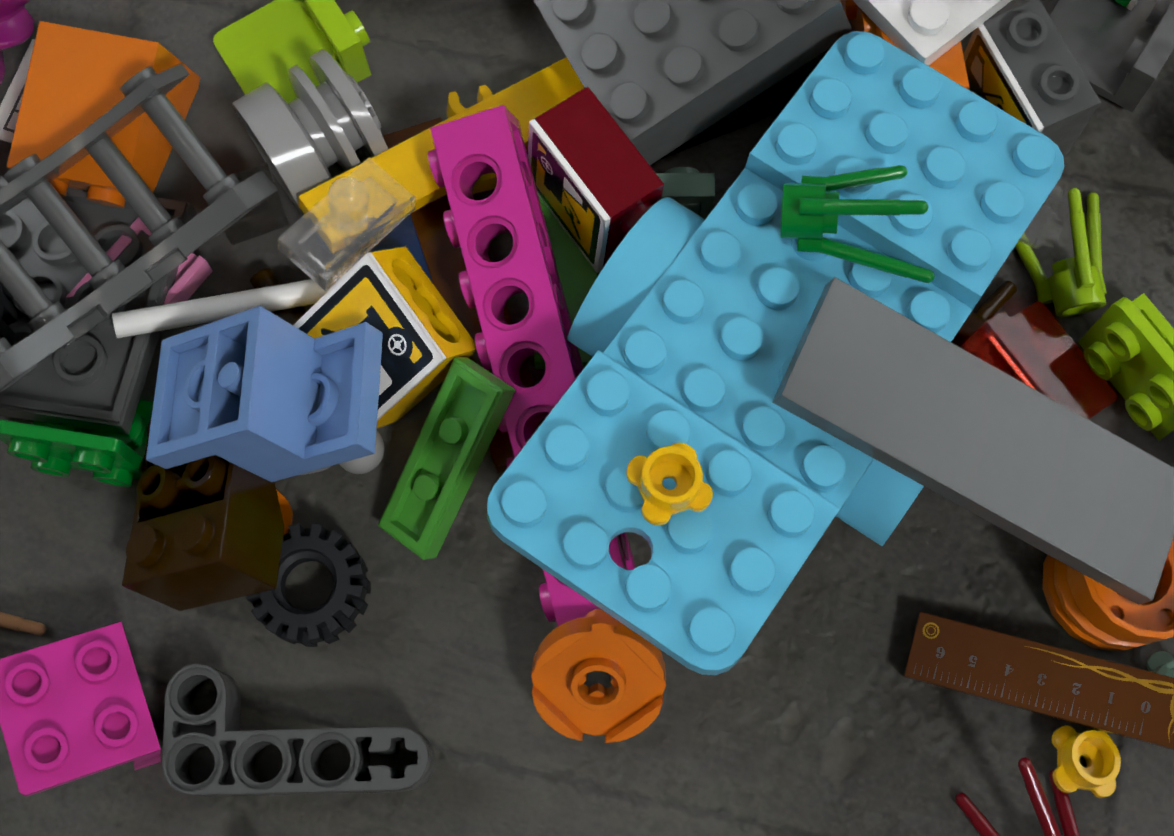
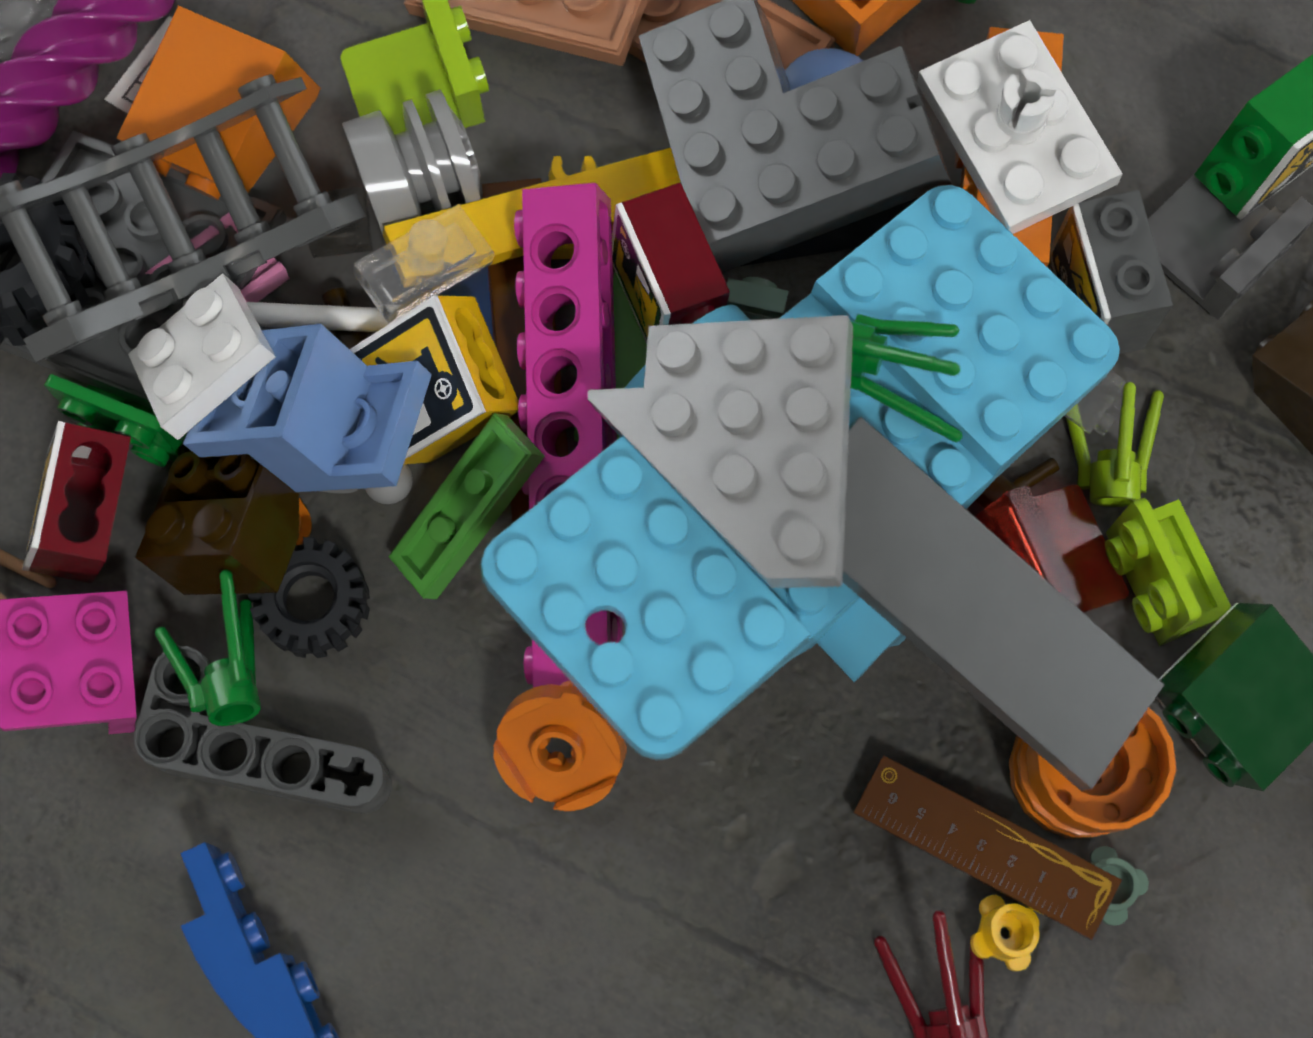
camera: 10 degrees right, 0 degrees up
(49, 543) = (76, 502): none -> dark red piece
(143, 367) = (200, 356): none -> white plate
(248, 693) = (229, 683): none -> green plant
(672, 462) = (658, 553): yellow plate -> none
(730, 321) = (751, 435): none -> light grey wing

